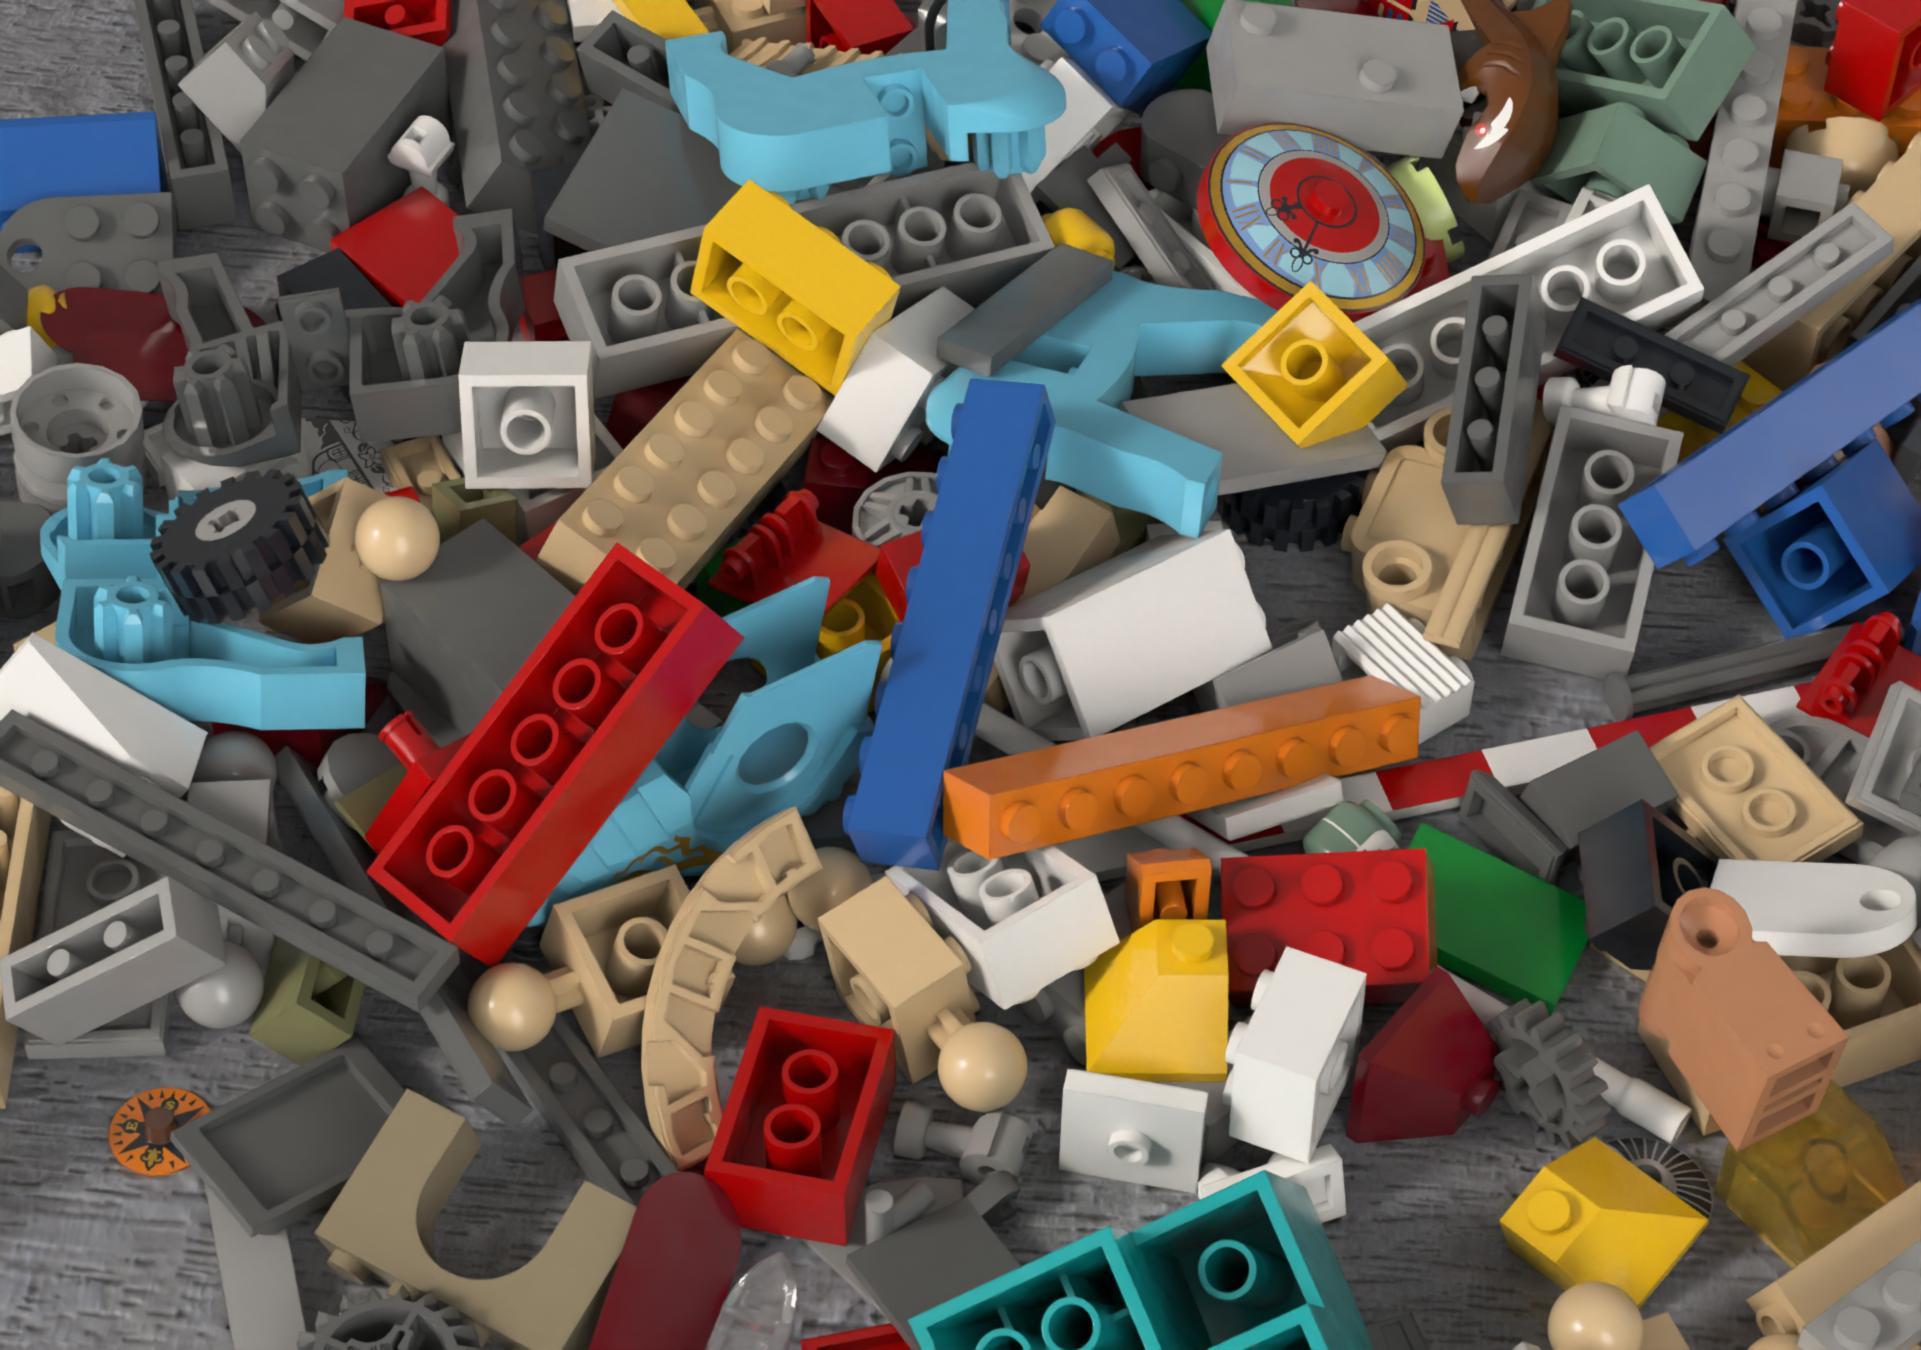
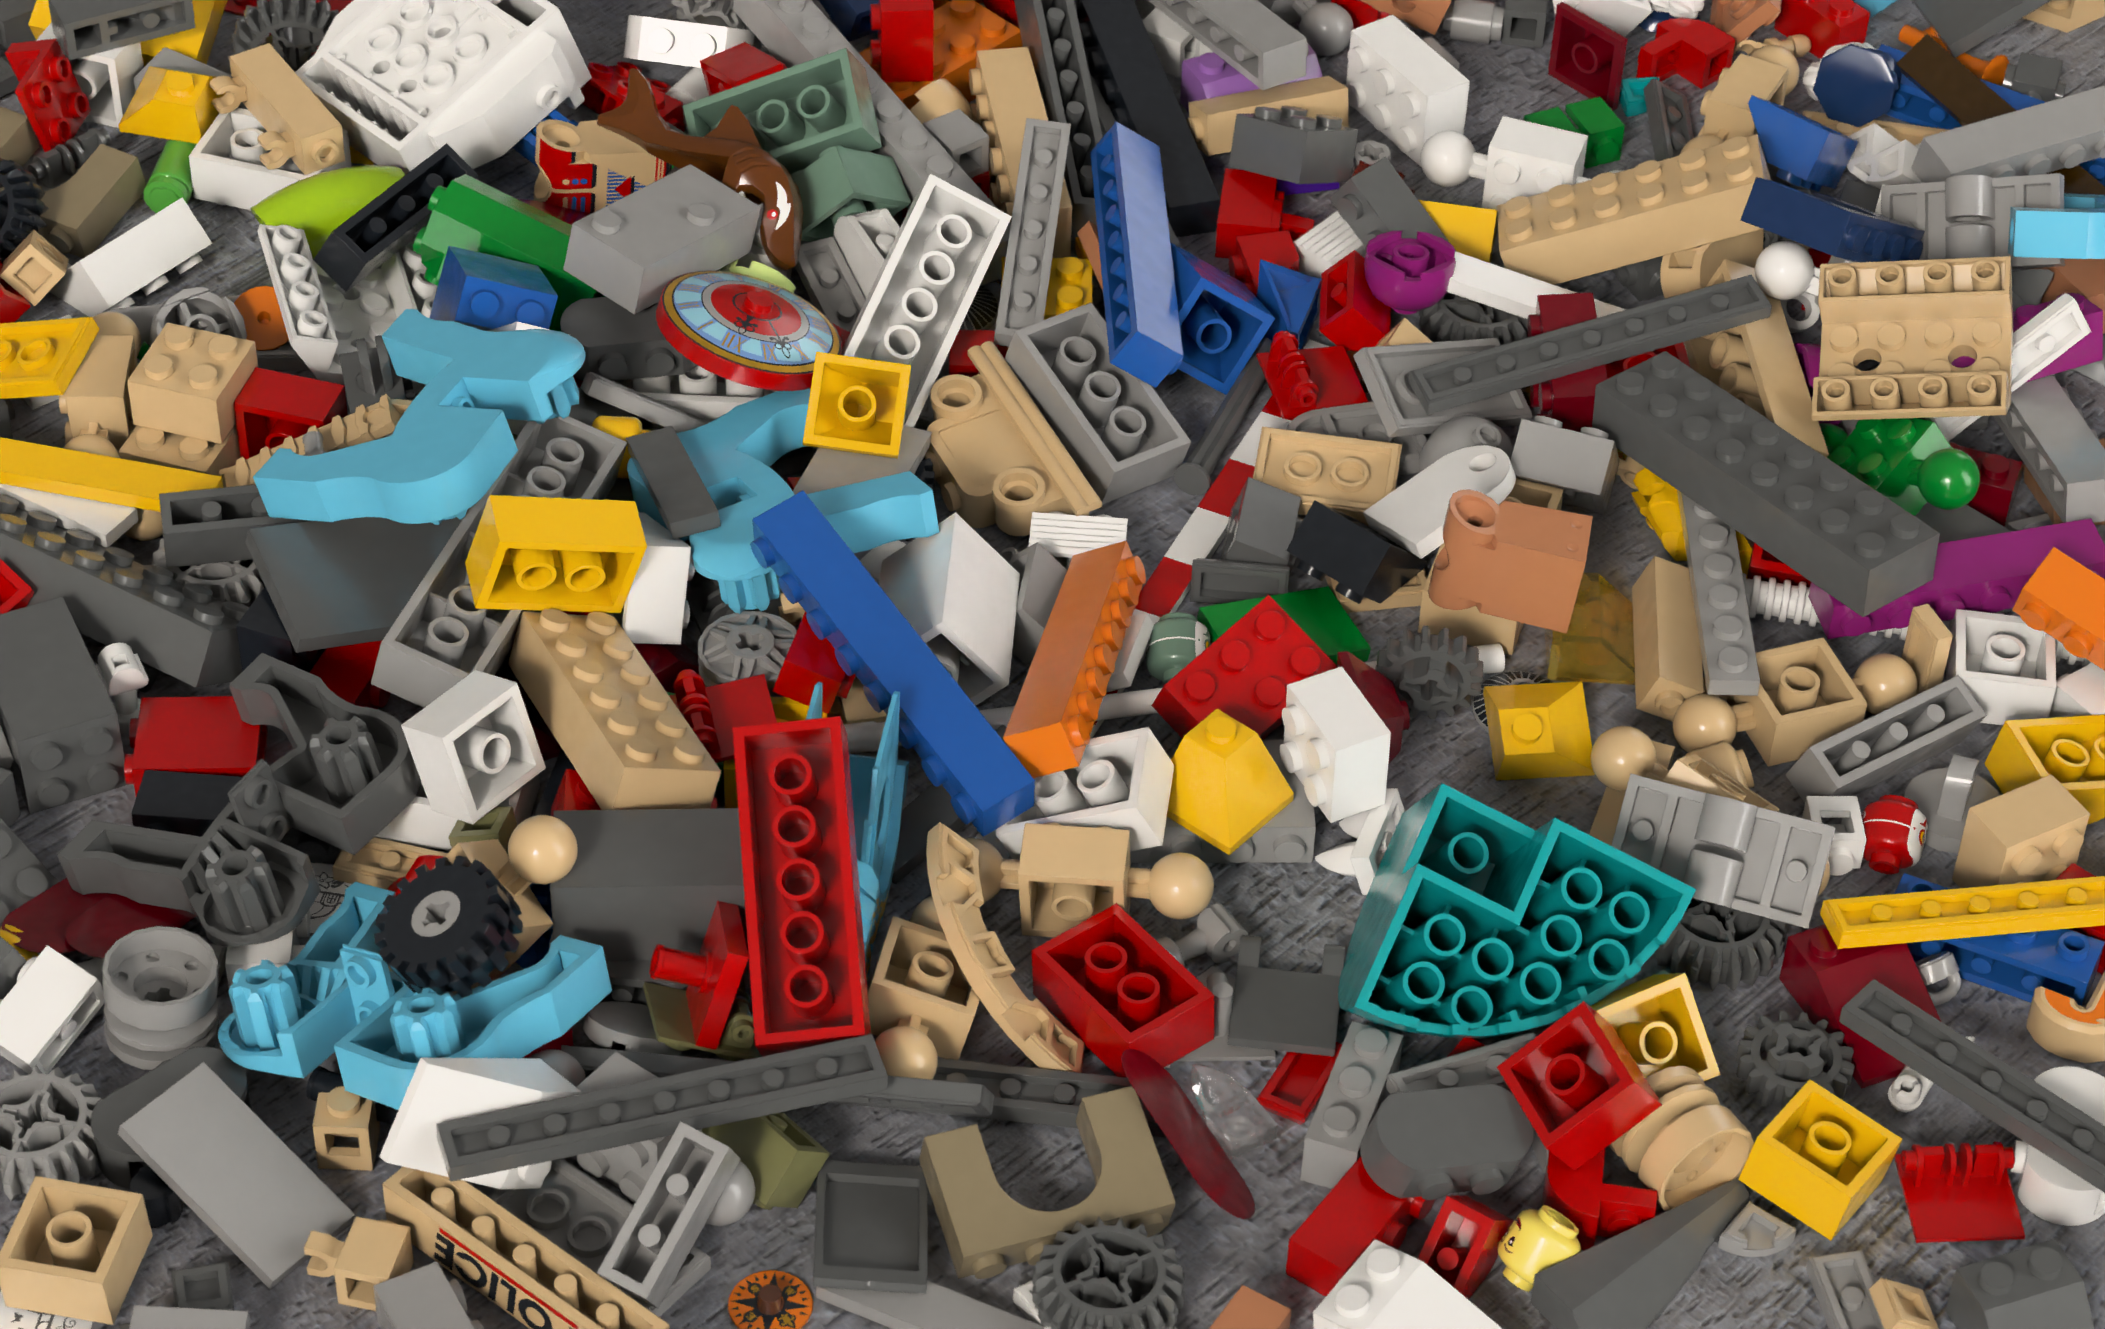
camera: 50 degrees left, 5 degrees down
(1132, 1130) = (1284, 859): white plate -> none
(1167, 885) = (1166, 709): orange slope -> none
(1494, 400) = (982, 351): dark grey brick -> none
(1631, 395) = (1039, 302): white leg -> none
(1695, 382) = (1024, 280): black tile -> none

